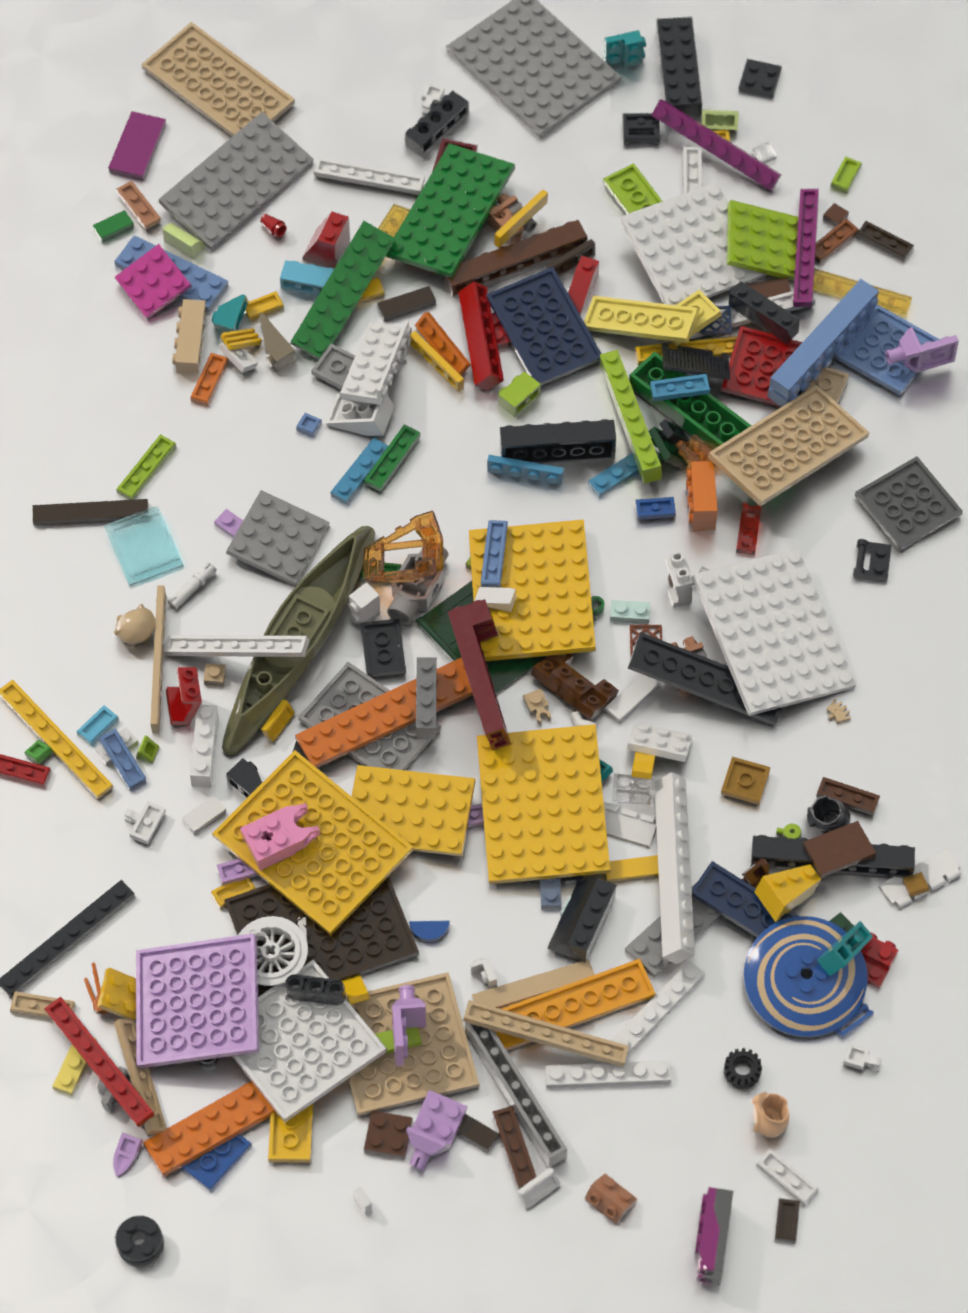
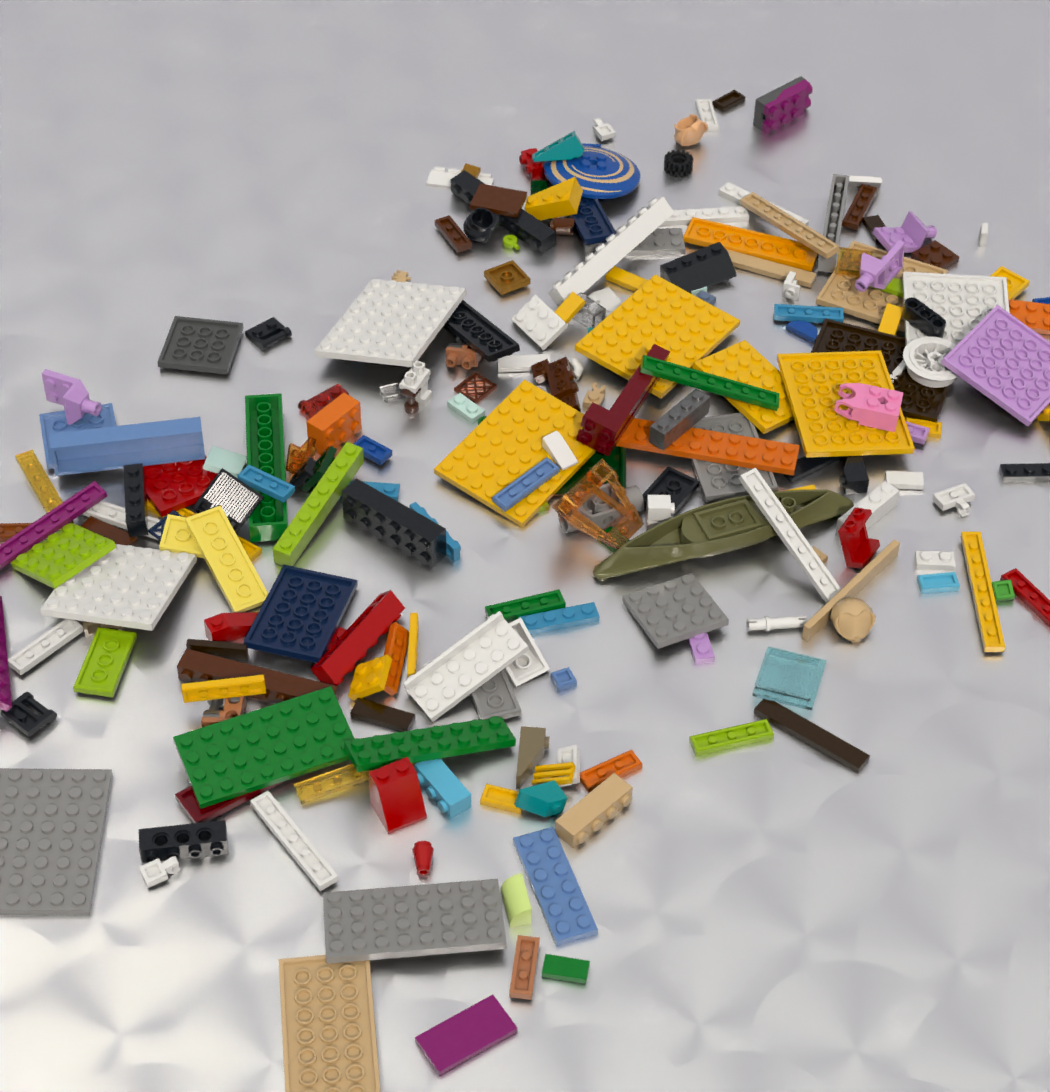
camera: 140 degrees left, 15 degrees down
(122, 758) = (939, 542): medium blue tile -> none
(147, 750) = (914, 543): lime slope -> none
(153, 281) = (582, 877): dark pink plate -> none
(429, 743) = (709, 382): none -> green tile
(440, 313) = (370, 677): none -> yellow plate
(440, 950) = (810, 314): none -> dark azure plate
(448, 1040) = (850, 261): none -> clear yellow tile
(519, 394) = (376, 581): lime brick -> none
(610, 1198) = (823, 157): nougat bracket -> none
(749, 402) = (228, 460): none -> light aqua tile
(788, 445) = (245, 399): tan plate -> none

